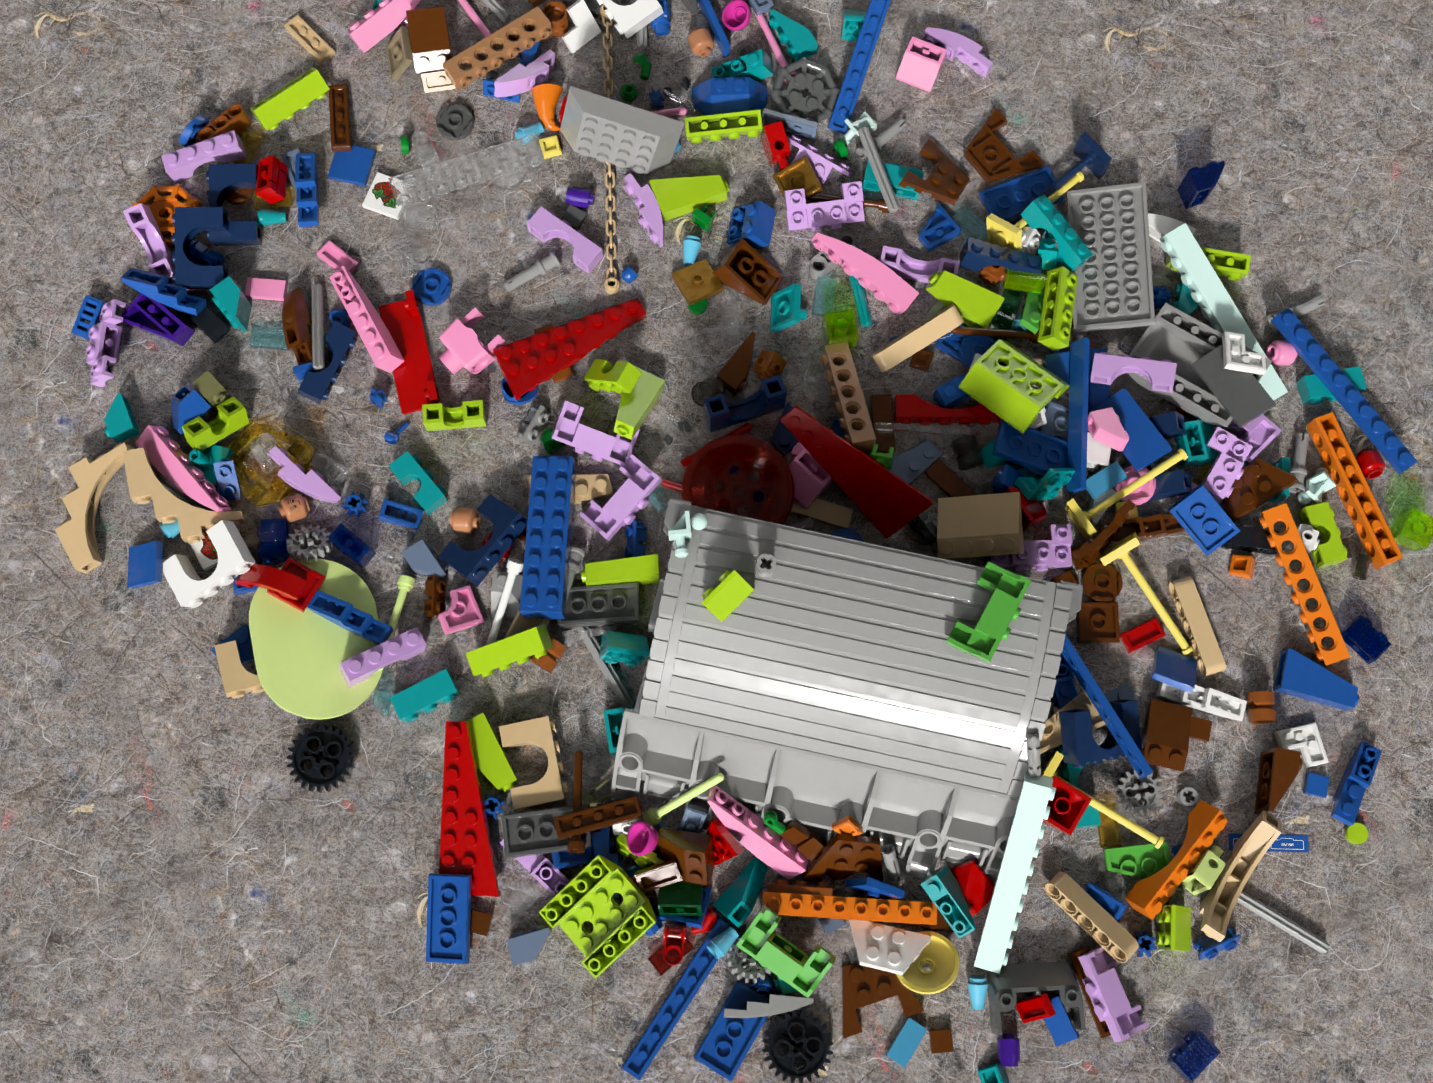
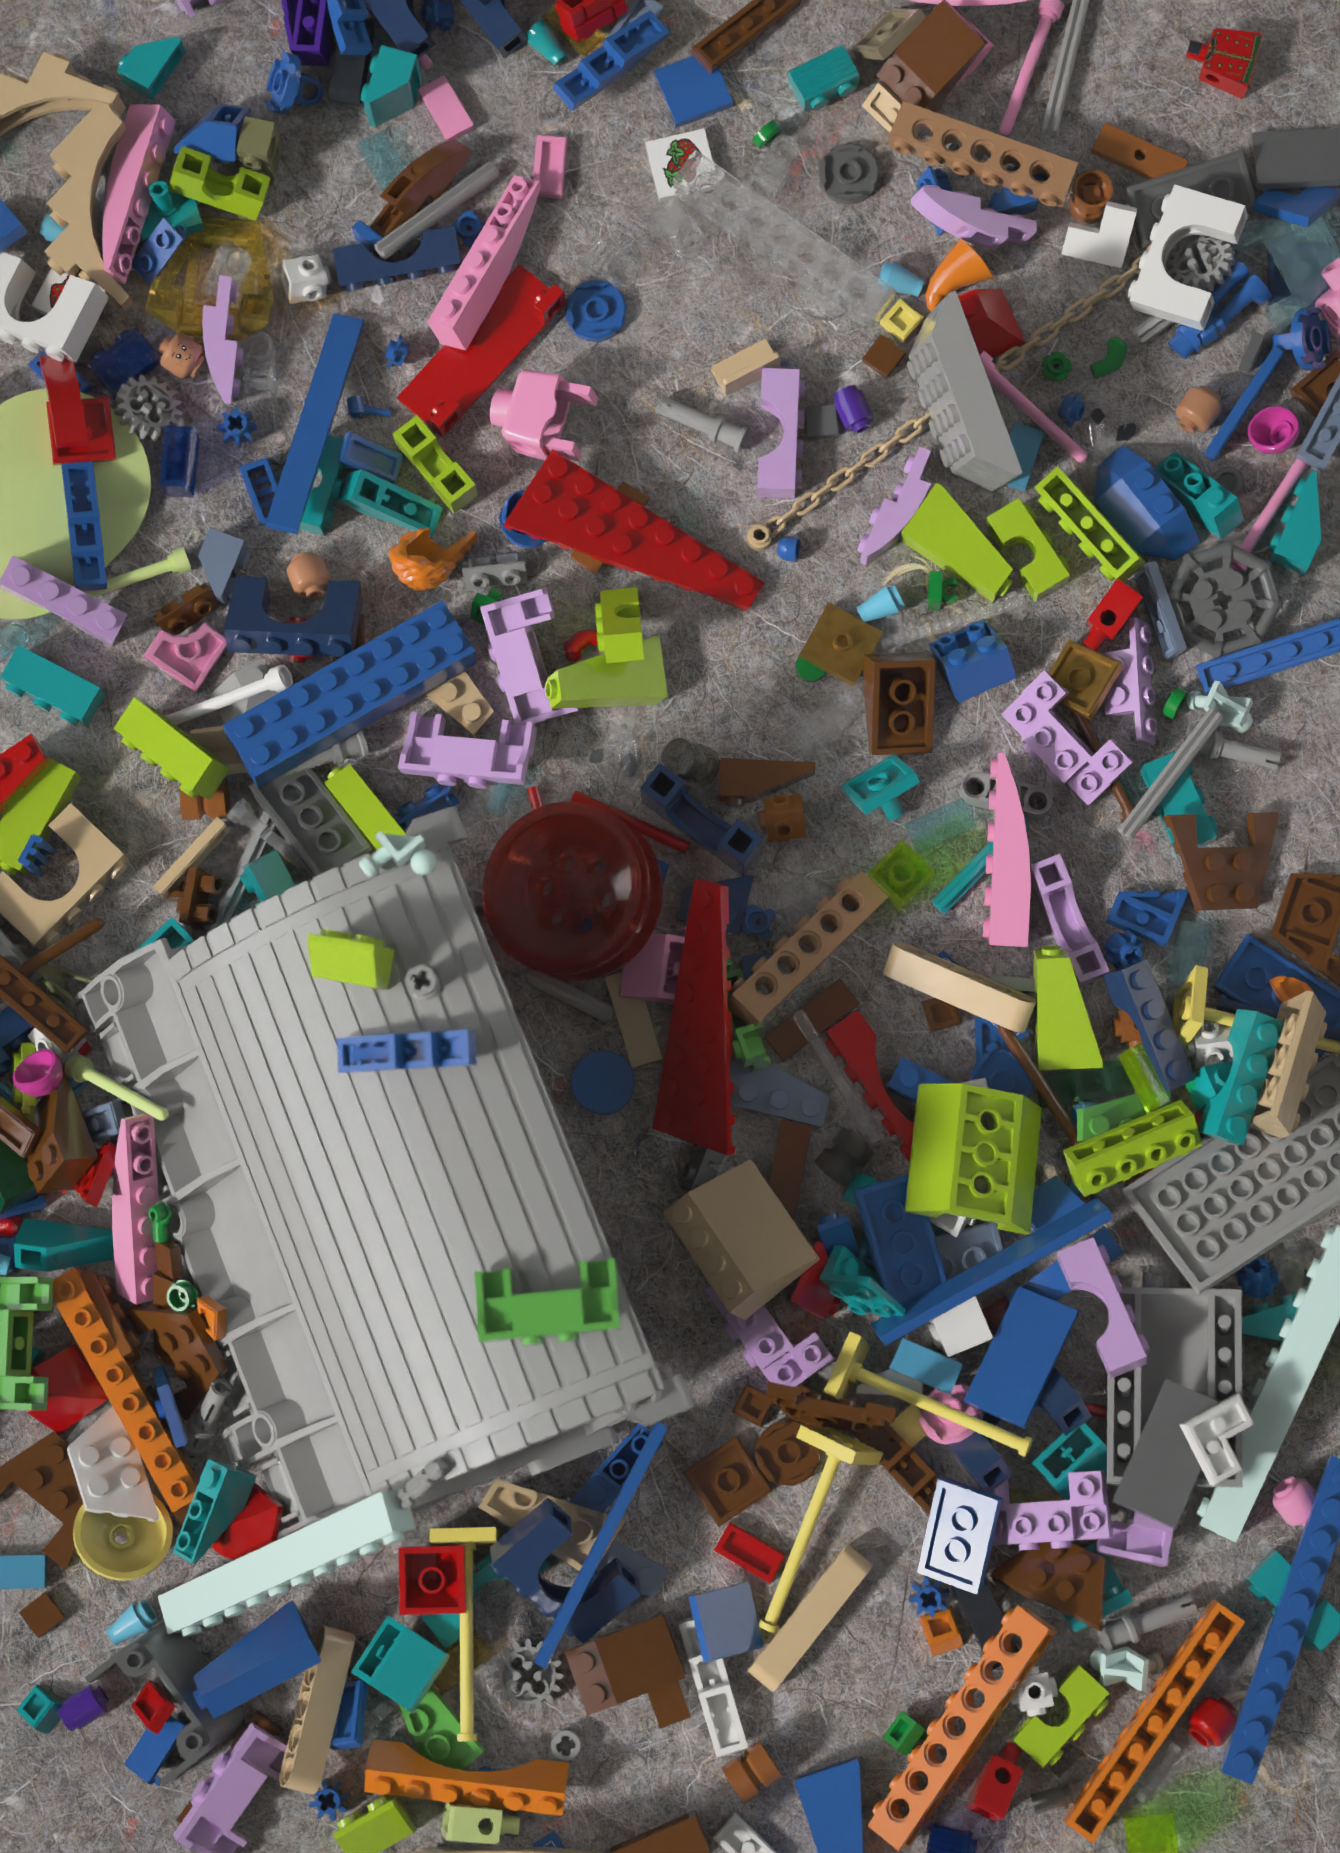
camera: 65 degrees right, 5 degrees up
(188, 356) = (286, 84): none -> blue tile
(302, 416) = (305, 279): none -> white brick
(387, 460) = (315, 424): none -> blue tile
(396, 99) = (824, 78): none -> teal brick
(425, 446) = (370, 456): none -> blue tile
(456, 453) = (388, 502): none -> teal slope
(502, 457) = (425, 563): none -> orange hair
(514, 764) = (40, 857): none -> blue tile
(517, 234) = (745, 367): none -> tan panel
(562, 167) = (883, 356): none -> reddish brown tile
(575, 683) = (191, 857): none -> tan tile
(596, 696) = (194, 897): none -> reddish brown hips
(601, 406) = (579, 642): none -> red arm
(727, 160) = (1017, 525): none -> lime arch
(797, 600) = (406, 1051): none -> blue slope
(813, 410) = (753, 913): none -> blue plate
(822, 842) = (176, 1298): none -> green plate
(829, 936) = (71, 1390): none -> red slope
(950, 250) = (1123, 949): none -> blue gear
(1022, 190) = (1288, 987): none -> orange tile
(1048, 931) = (257, 1662): none -> blue slope
(1068, 203) = (1290, 1065): none -> tan slope
(1095, 854) = (400, 1664): none -> teal slope
(1106, 428) = (994, 1320): bright pink slope -> none
(1228, 558) = (931, 1604): none -> blue gear
(1286, 617) = (904, 1733): none -> green tile
(1341, 588) = (988, 1795): none -> red torso

